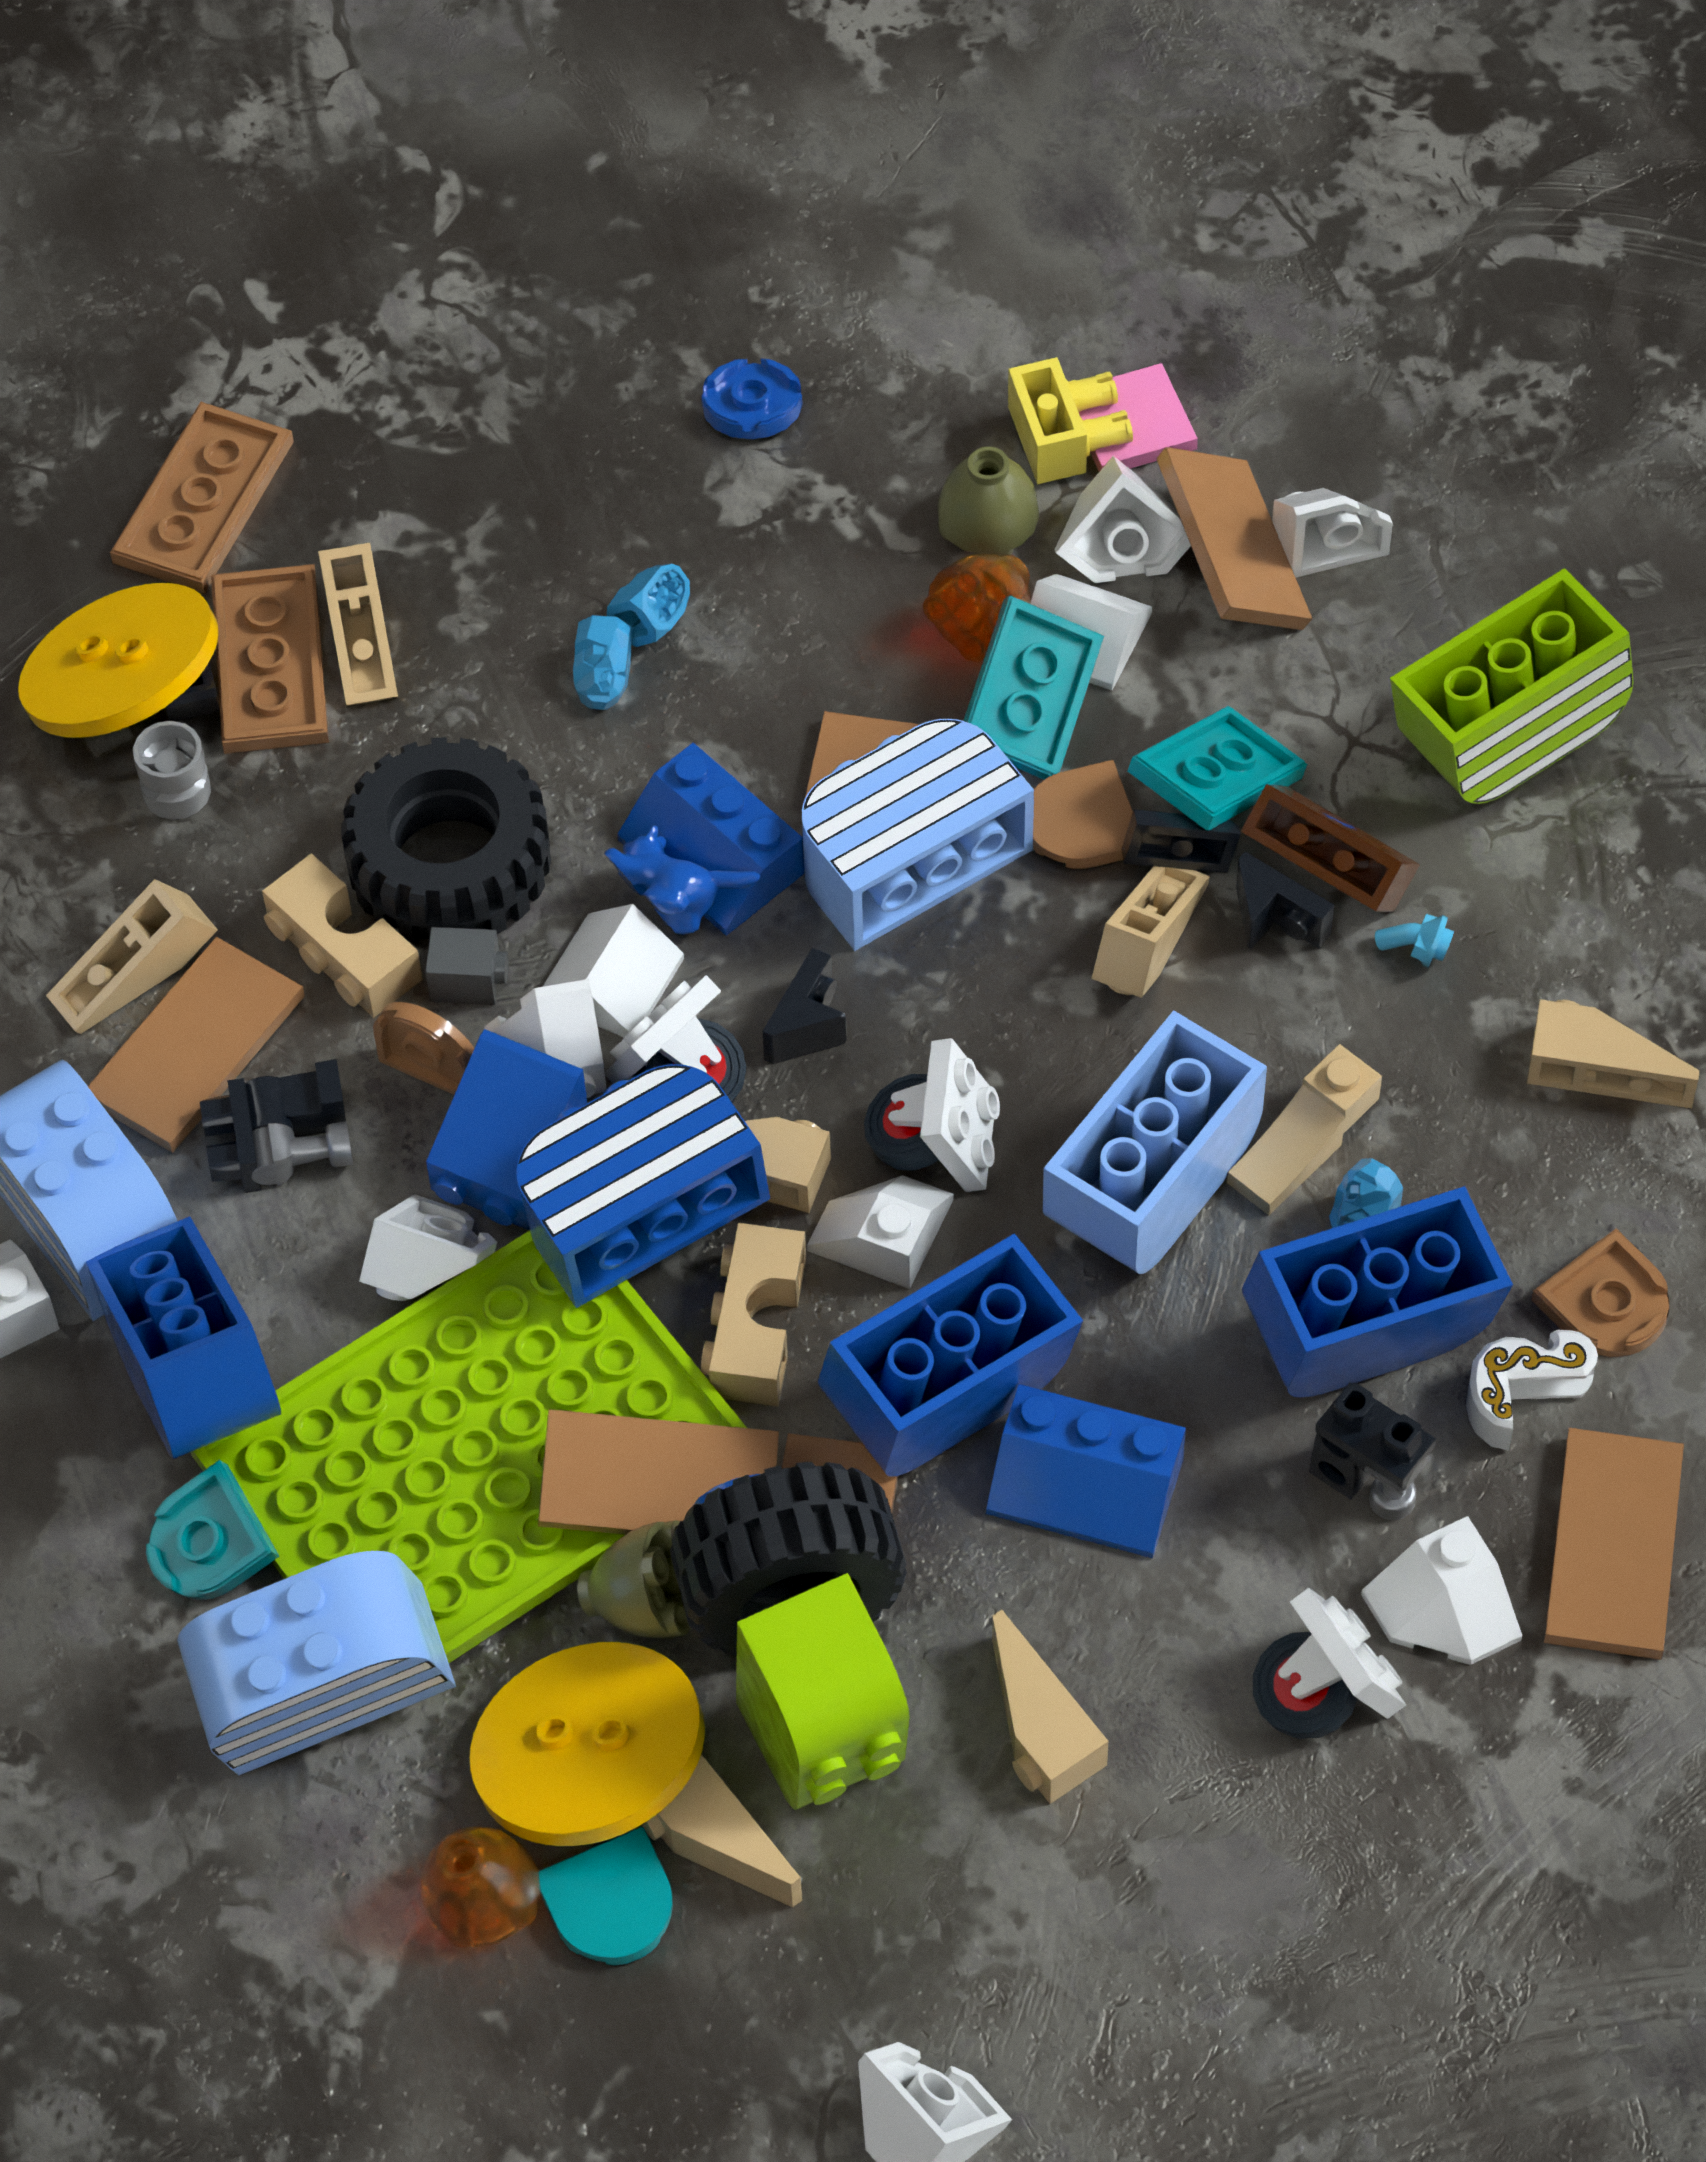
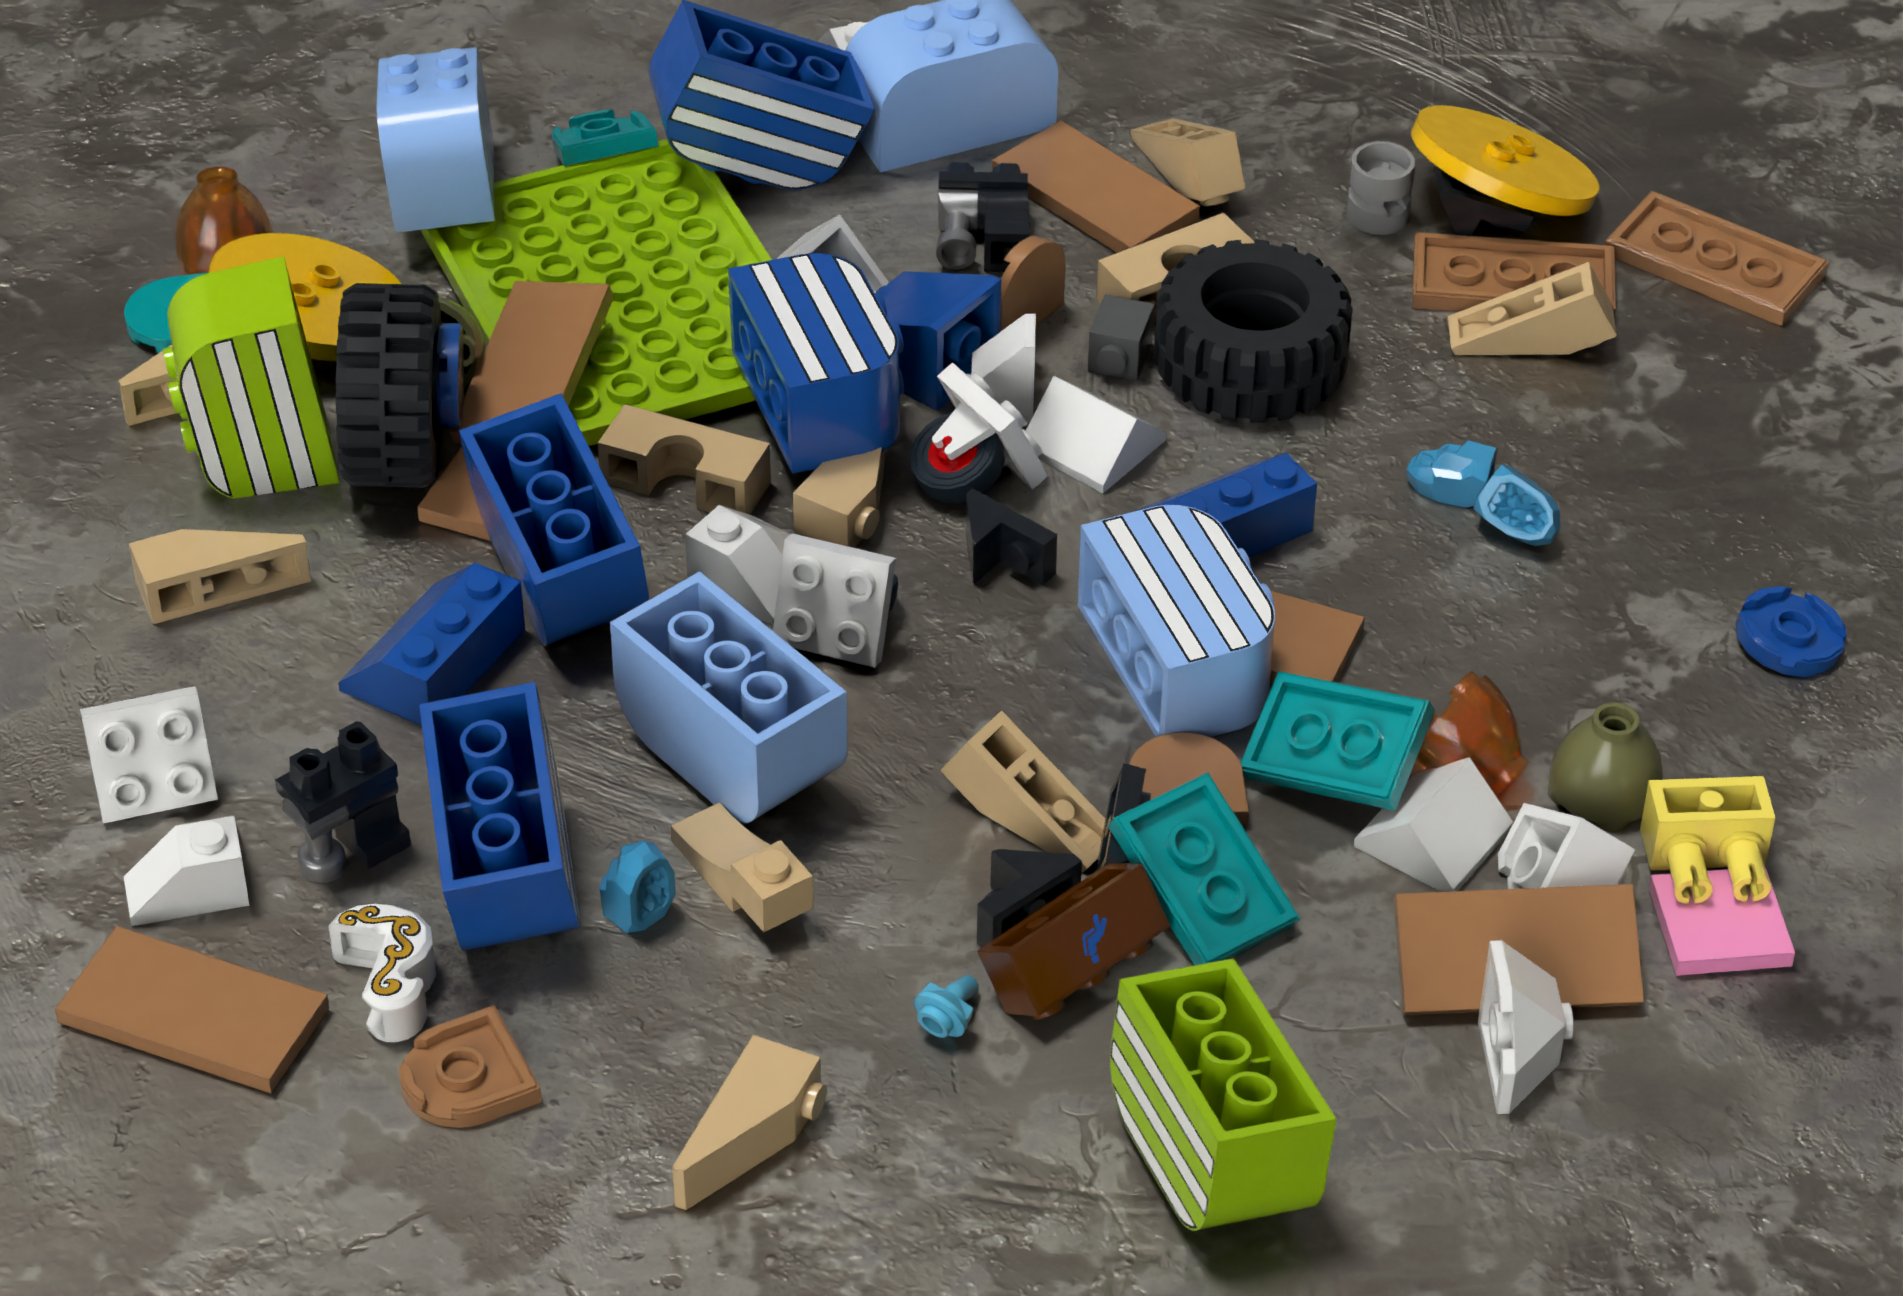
camera: 100 degrees right, 15 degrees down
(673, 886) = (1169, 458): blue animal -> none

